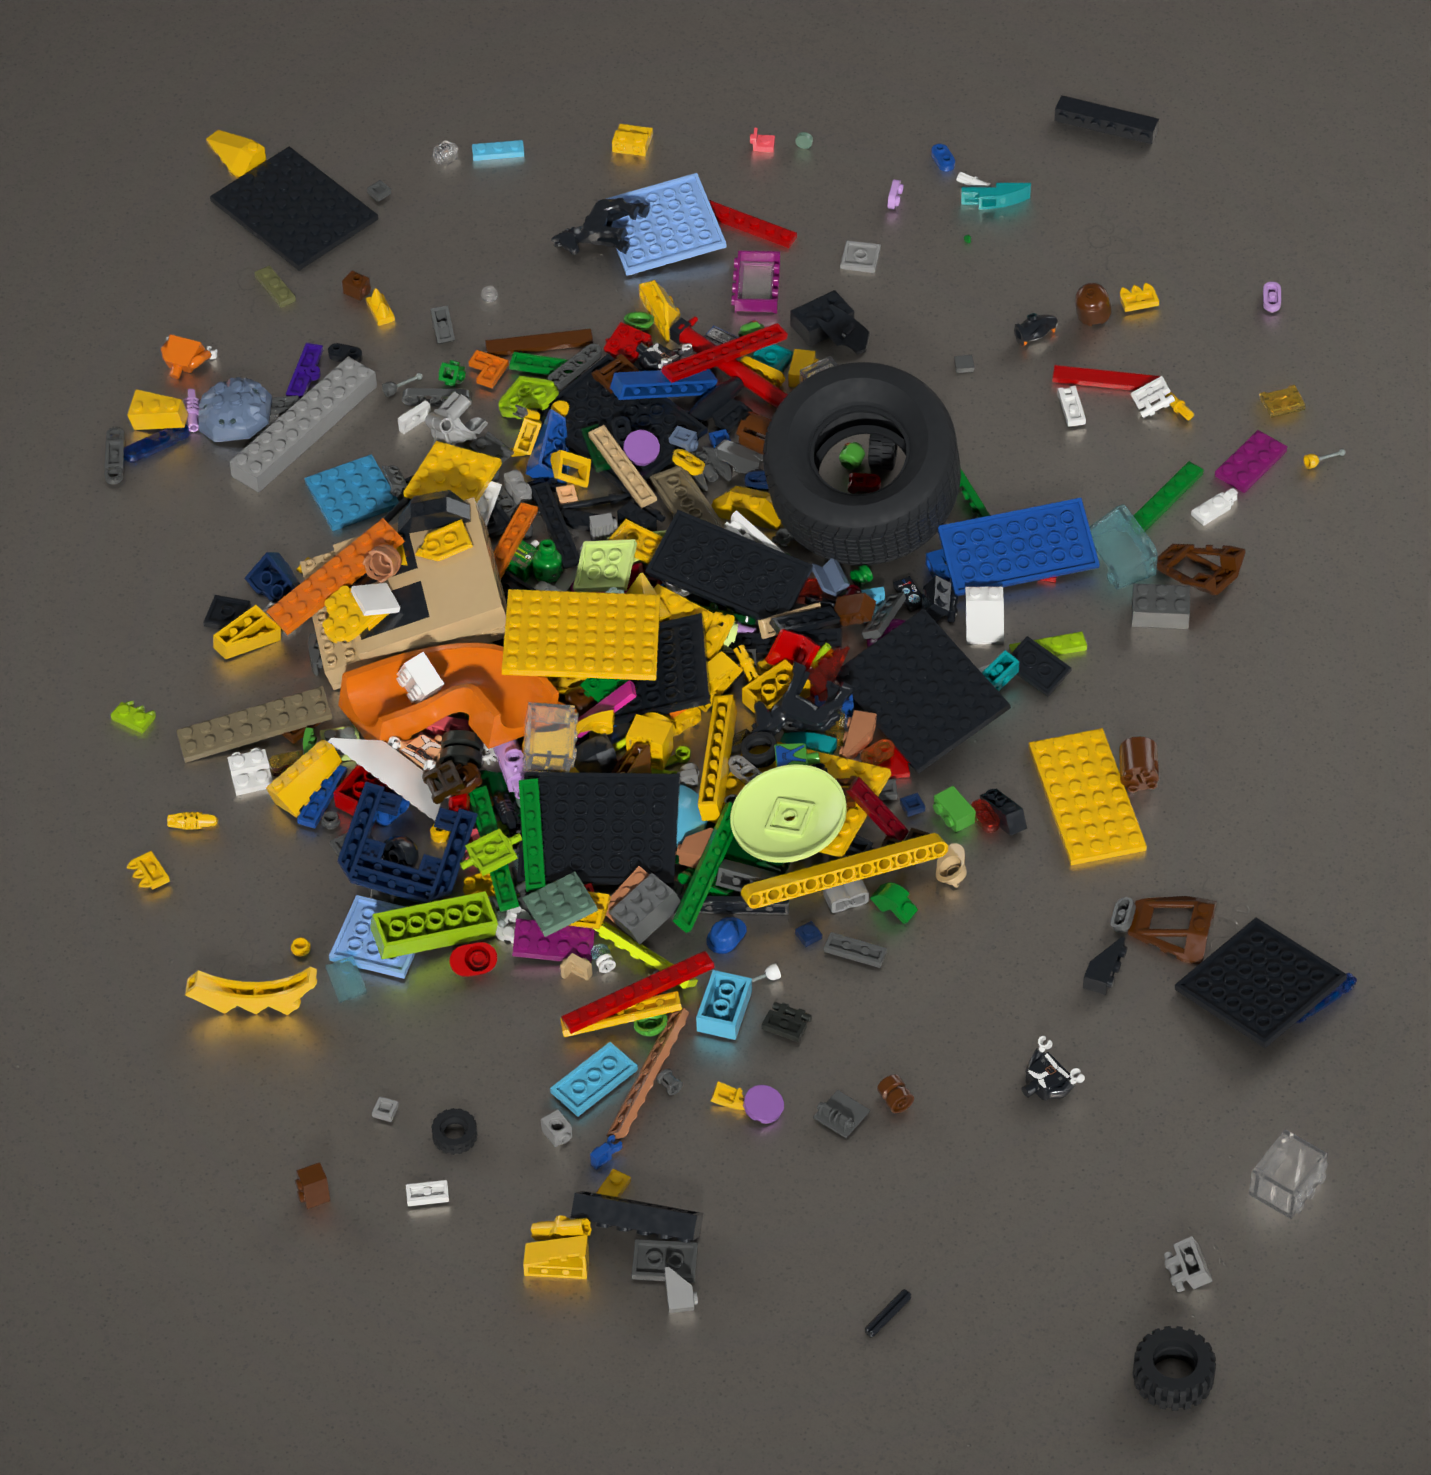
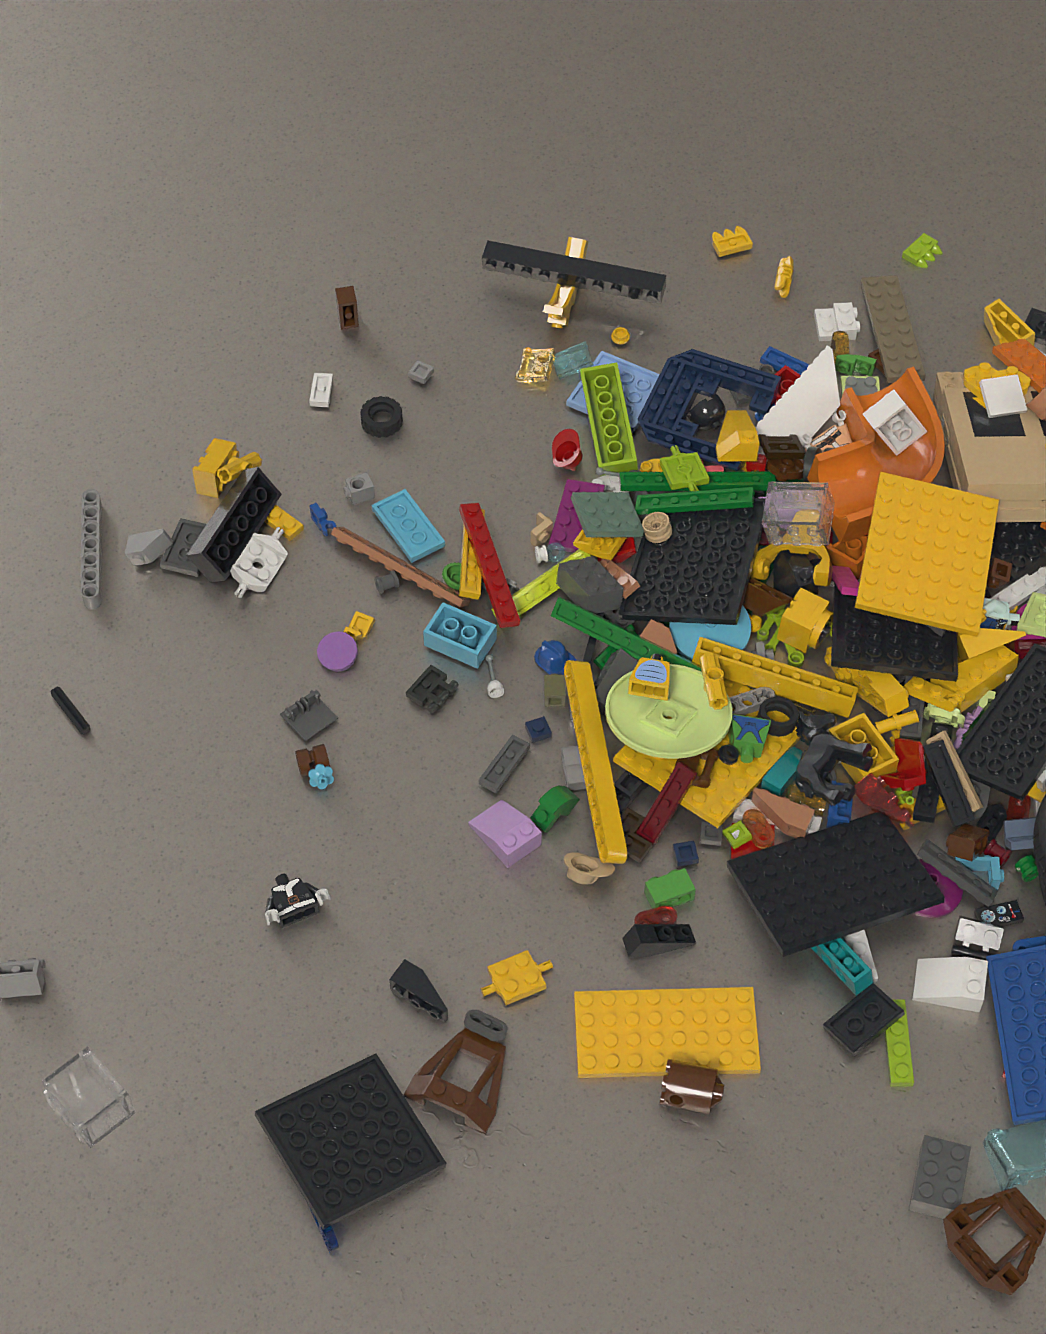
camera: 100 degrees right, 5 degrees up
(242, 979) = (574, 272): none -> black brick
(304, 777) = (806, 344): yellow wedge -> none
(357, 1005) = (540, 368): none -> clear yellow plate
(444, 811) = (737, 438): none -> yellow wedge
(570, 855) = (657, 527): none -> tan wheel
(660, 1191) = (260, 549): none -> white plate
(677, 1344) = (91, 549): none -> light grey beam
(751, 781) = (713, 680): none -> yellow piece
(759, 826) = (650, 678): none -> torso
(765, 925) = (554, 690): none -> olive brick
(890, 763) = (737, 834): none -> lime tile
(911, 1083) = (319, 773): none -> medium azure plant
(927, 934) = (507, 832): none -> lavender slope
(1069, 904) = (516, 977): none -> yellow plate

